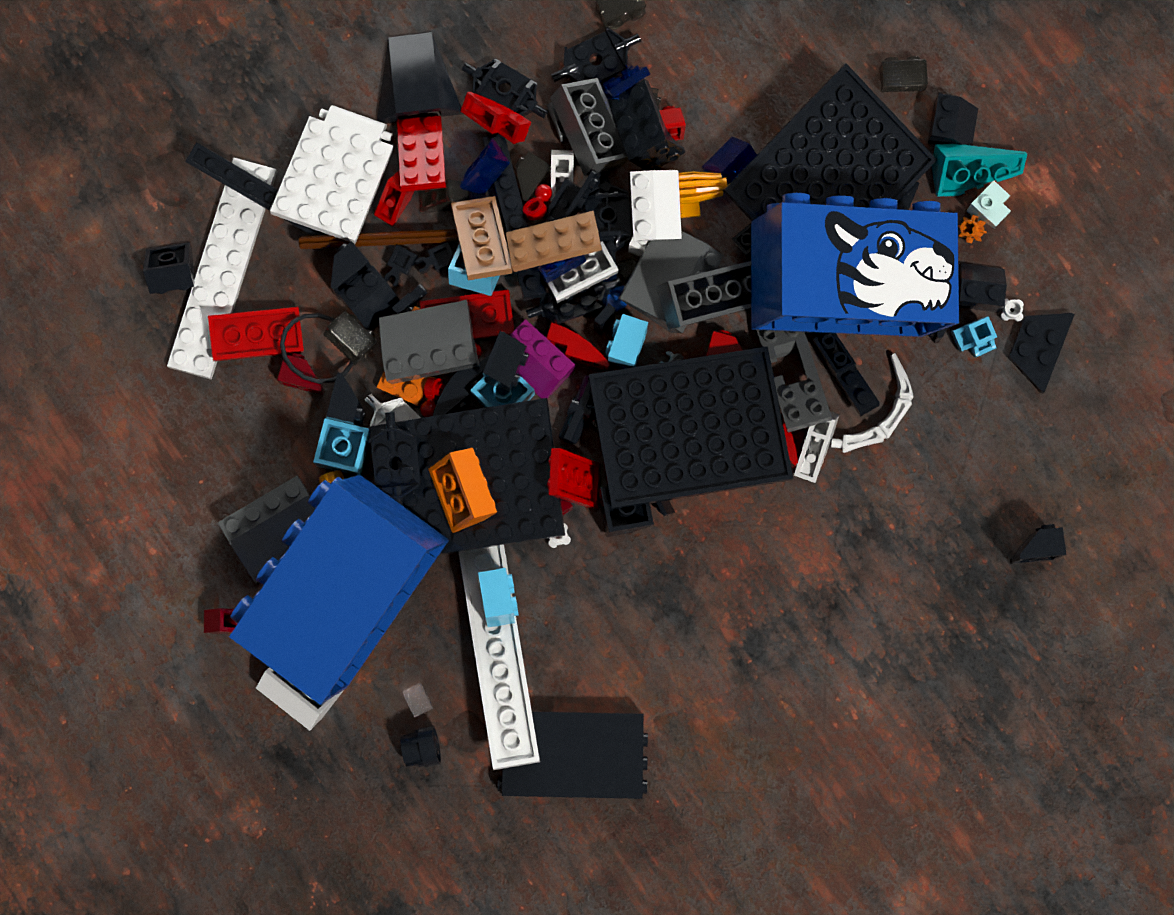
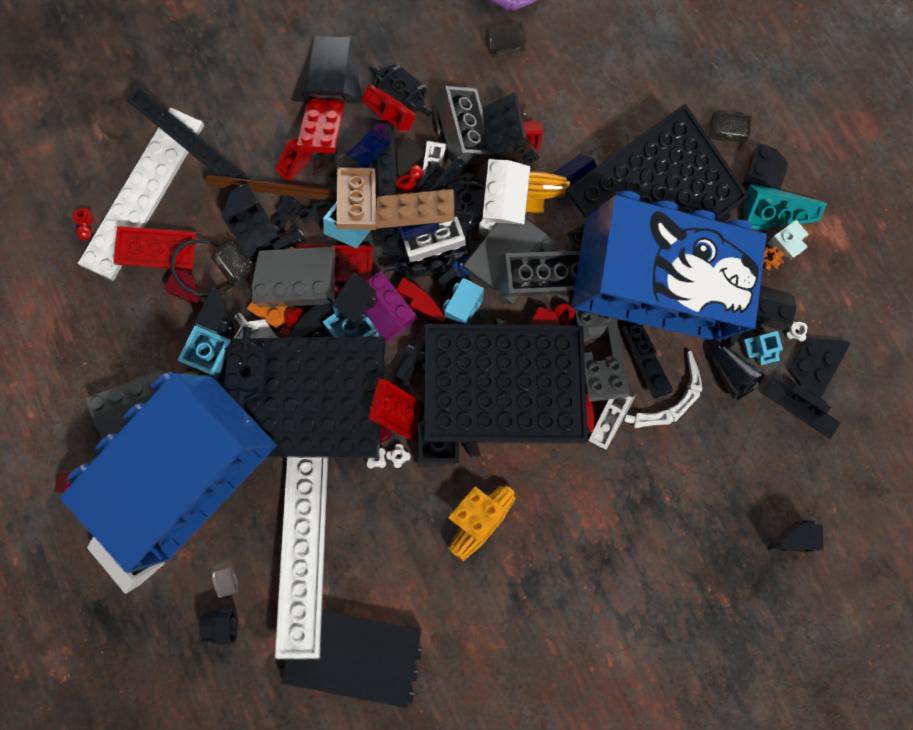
camera: 10 degrees right, 5 degrees down
(165, 327) = (83, 232): none -> red plate
(169, 268) = (97, 185): black slope -> none
(334, 173) = (247, 131): white plate -> none
(462, 489) = (296, 403): orange slope -> none
(496, 597) = (309, 503): medium azure brick -> none
(576, 528) = (392, 455): none -> white plate
(608, 46) = (490, 68): black plate -> none
(629, 77) = (492, 95): clear blue plate -> none
(685, 583) = (478, 518): none -> light orange plate
(742, 338) = (566, 320): none -> red plate
(948, 370) = (736, 372): none -> black cone
(1029, 396) = (803, 405): none -> black bracket

